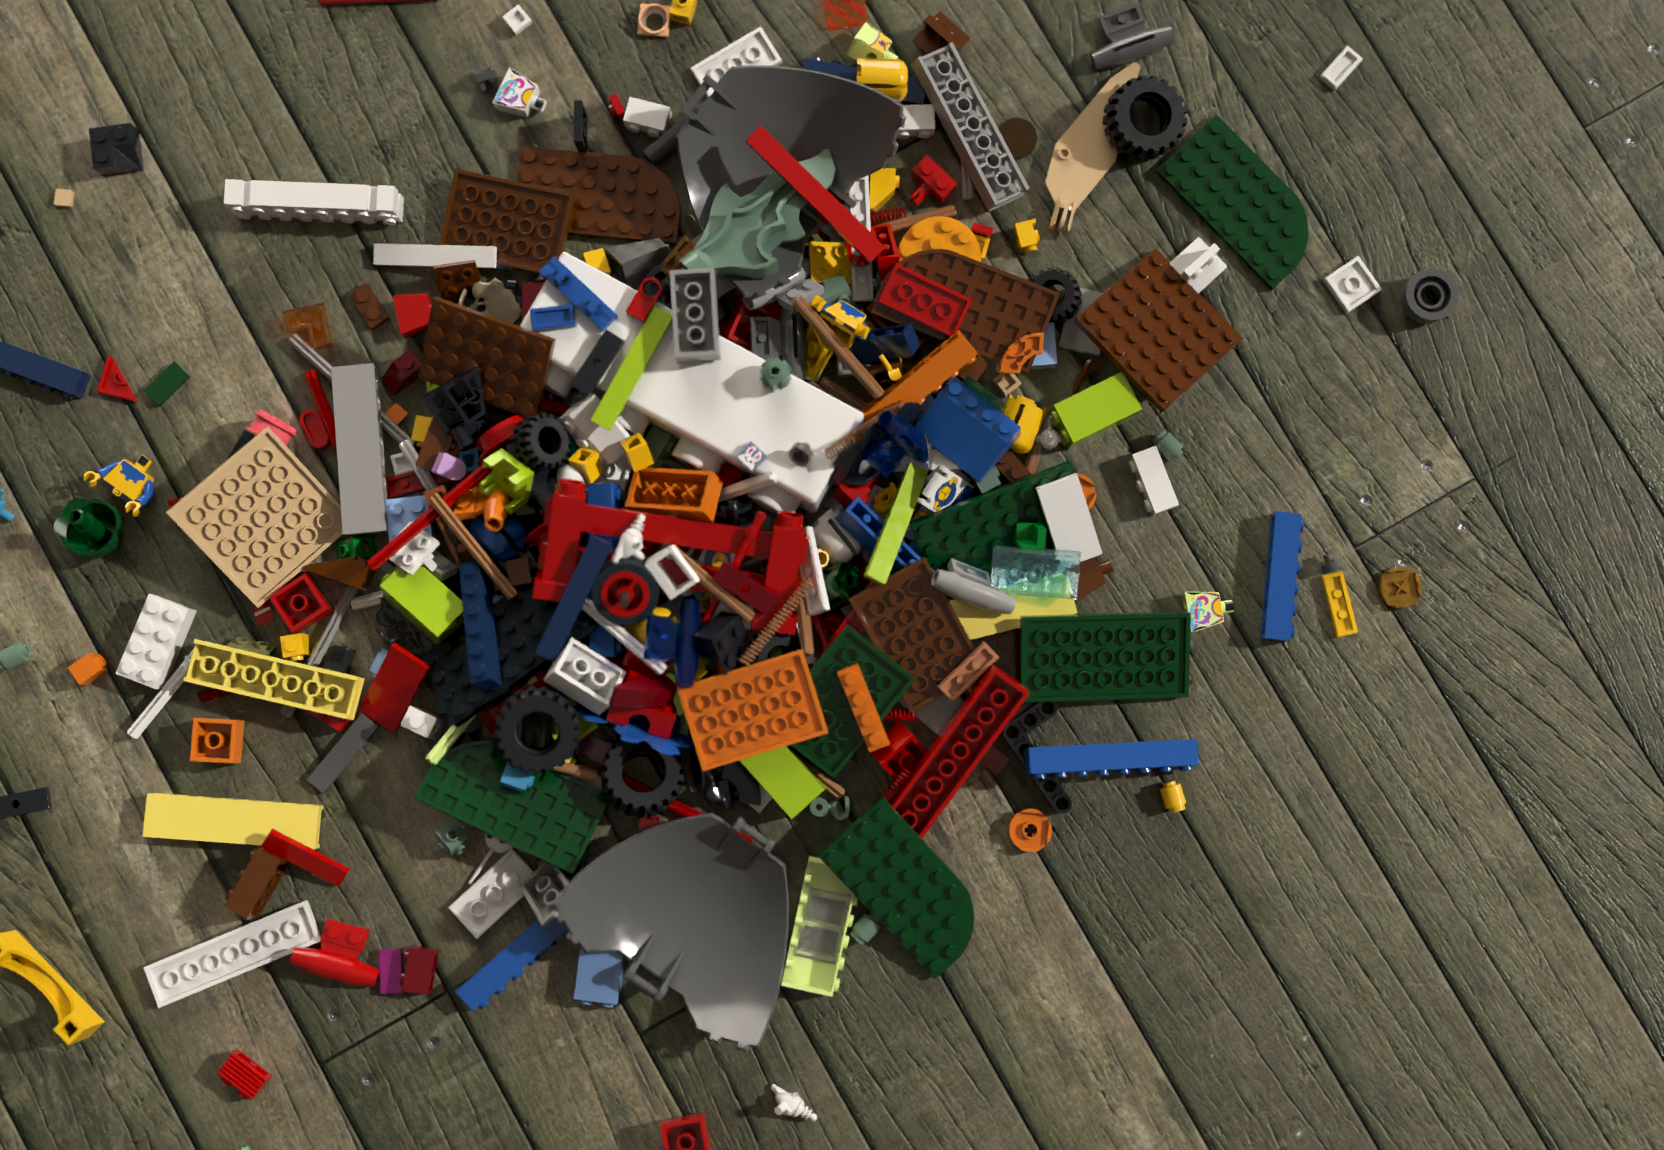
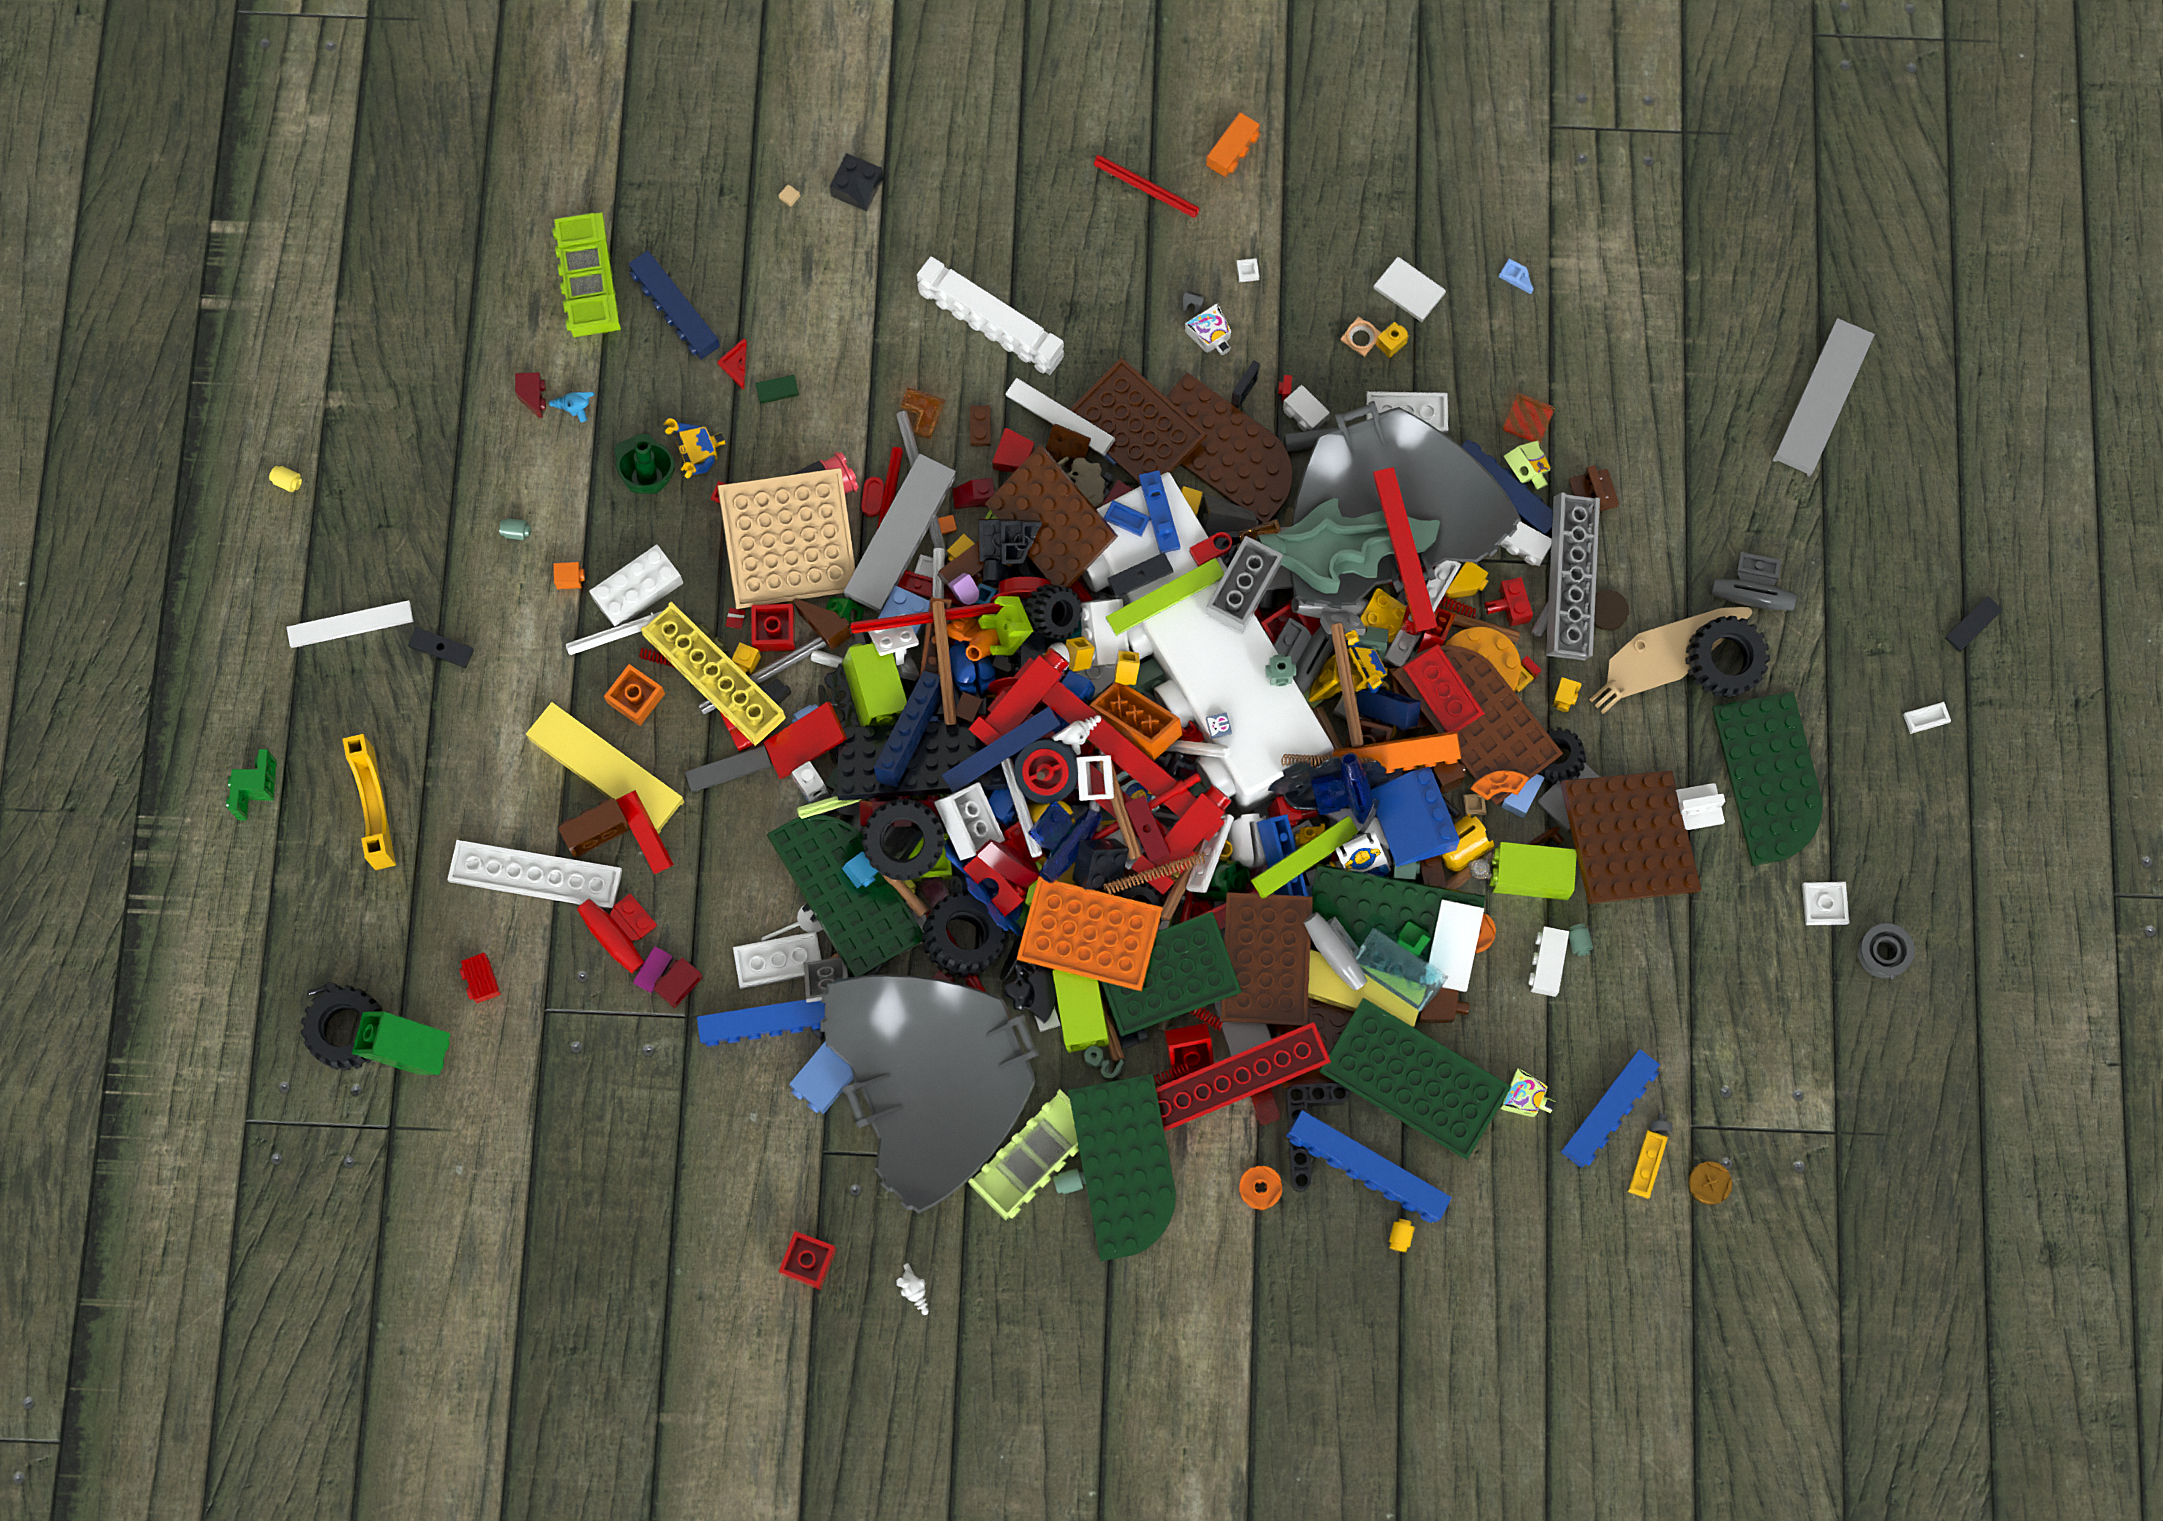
camera: 30 degrees right, 10 degrees down
(452, 838) = (773, 891): sand green brick -> none
(800, 453) = (1261, 746): dark grey tile -> none
(863, 707) = (1183, 989): orange plate -> none
(884, 75) = (1523, 491): yellow cylinder -> none
(894, 374) = (1380, 735): yellow hand -> none
(968, 671) = (1290, 1015): nougat tile -> none
(984, 393) = (1448, 799): clear green tile -> none

